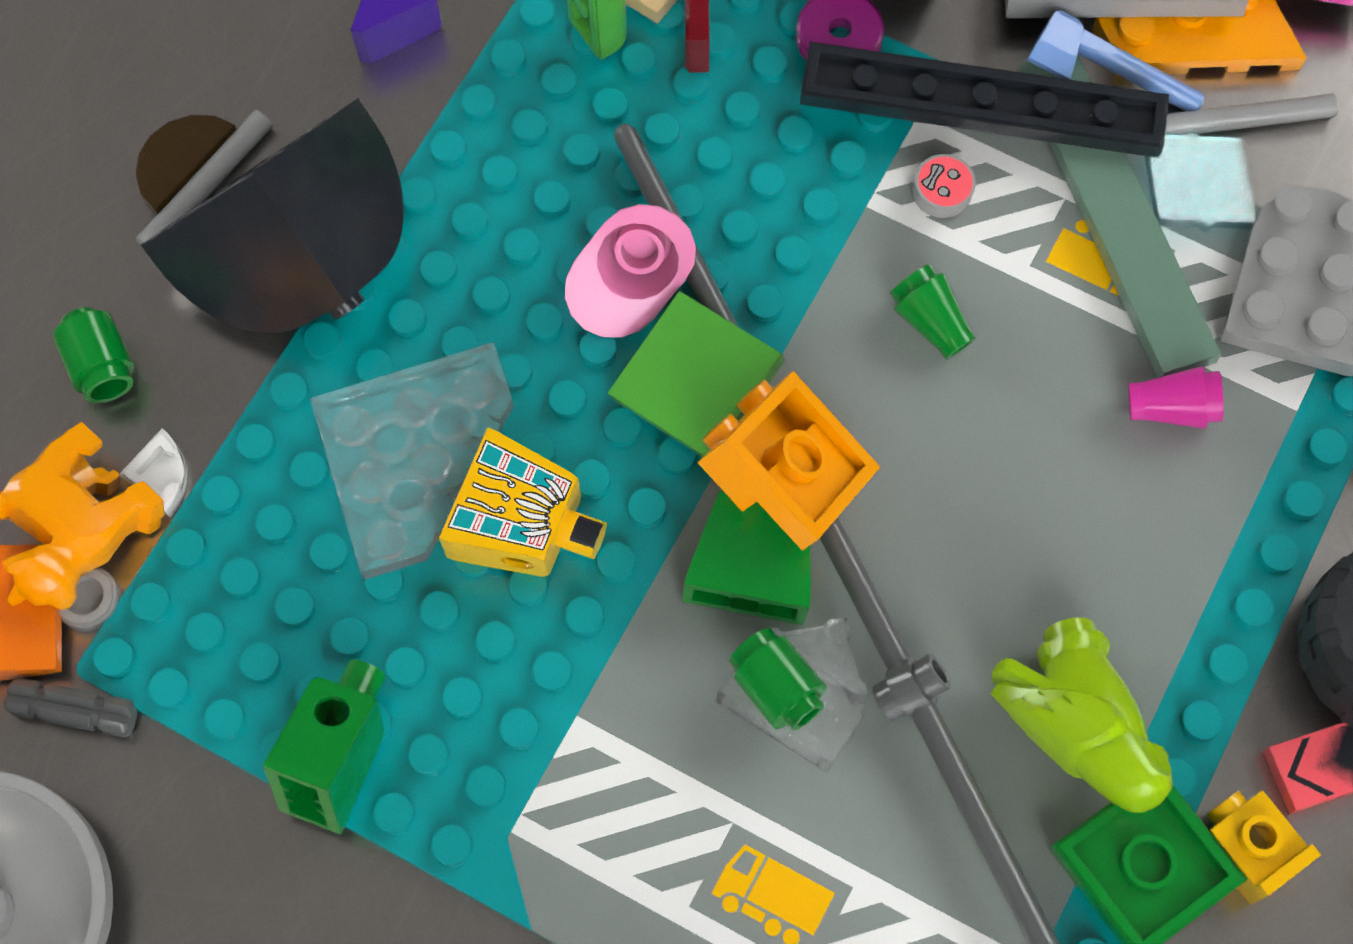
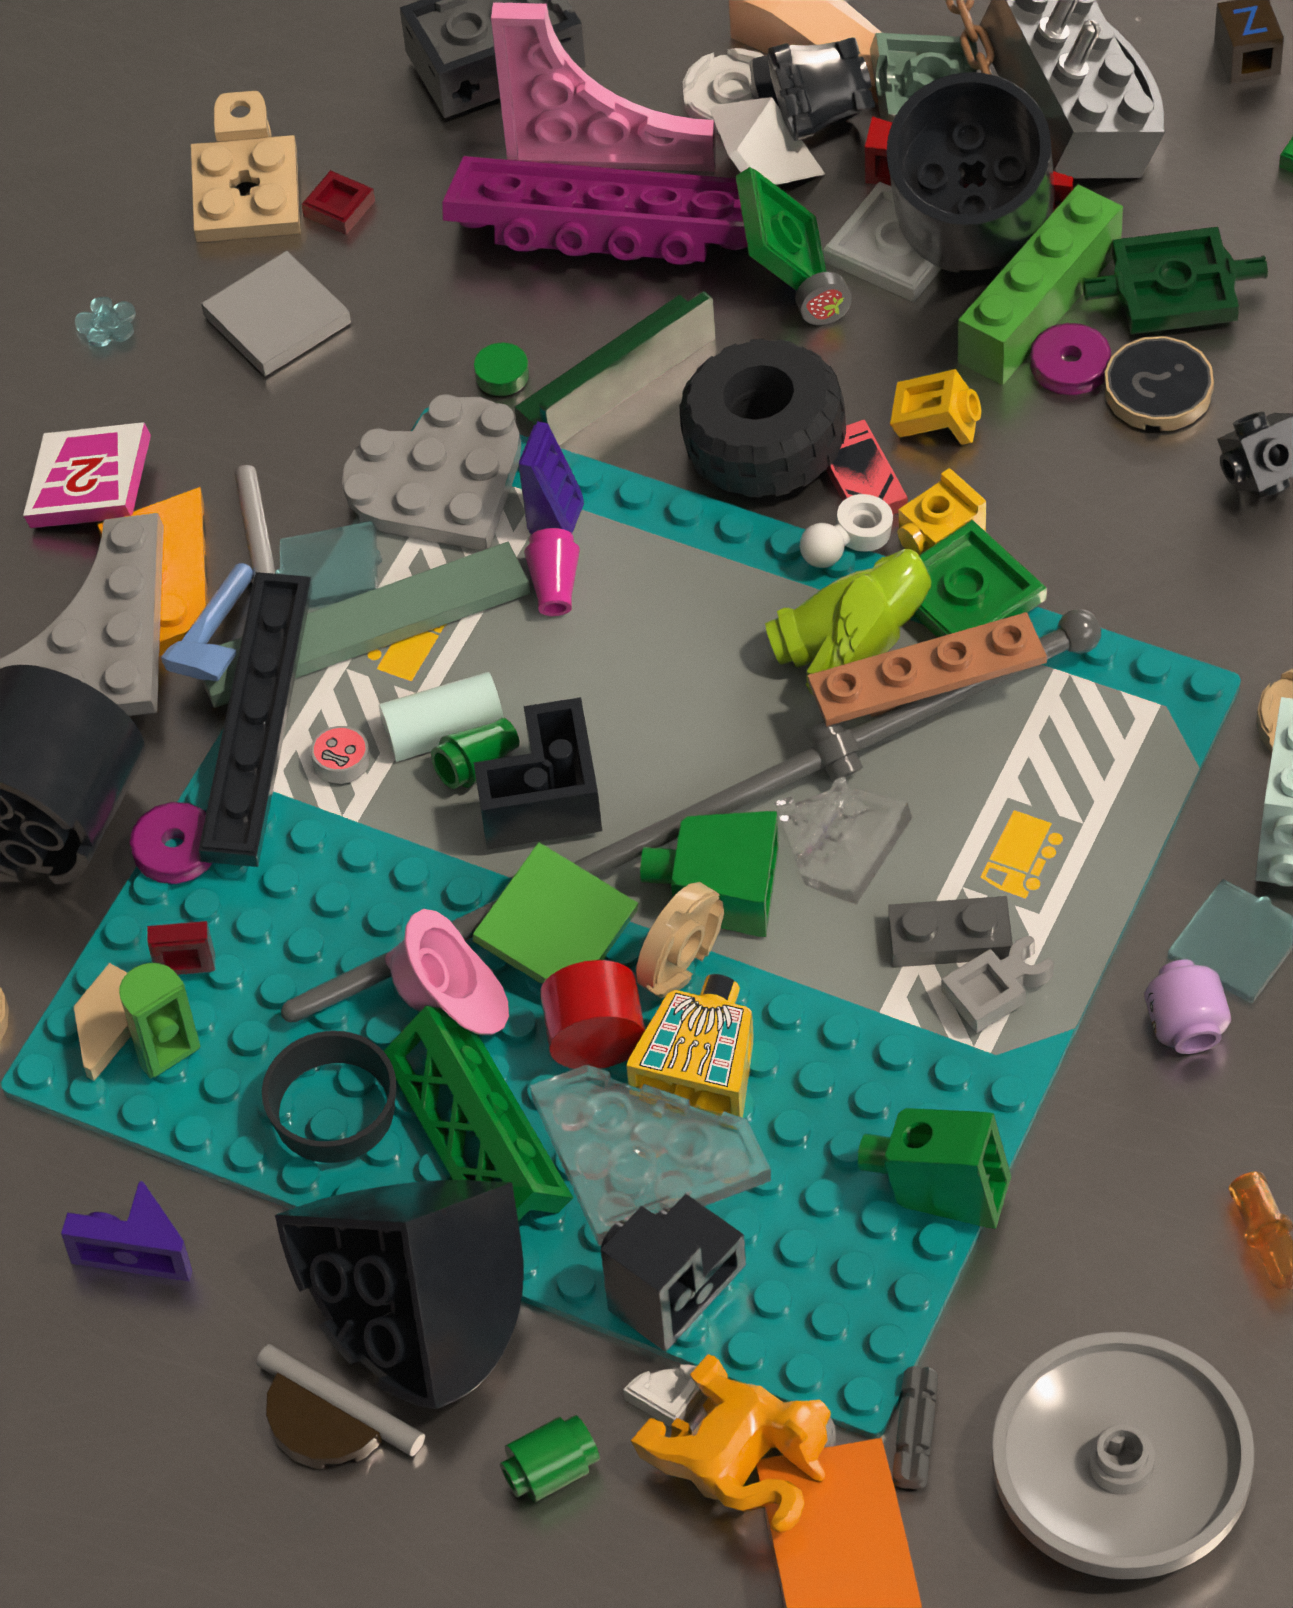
camera: 90 degrees left, 15 degrees down
(241, 453) = (669, 1267): none -> black brick
(465, 298) = (484, 1102): none -> green fence
(503, 113) = (319, 1050): none -> black tyre
(561, 401) = (592, 1014): none -> red piece
(577, 834) = (993, 988): none -> light grey plate
(640, 489) = (679, 934): none -> tan tile
(664, 800) = (949, 930): none -> dark grey plate
(778, 680) = (843, 832): green brick -> none
(788, 459) = (645, 824): light orange plate -> none
(881, 385) = (546, 791): none -> black brick
(986, 281) = (421, 719): none -> light aqua brick
(998, 795) = (926, 669): none -> nougat bracket
(1212, 699) = (861, 524): none -> white plate
(1287, 388) = (548, 484): none -> dark purple slope

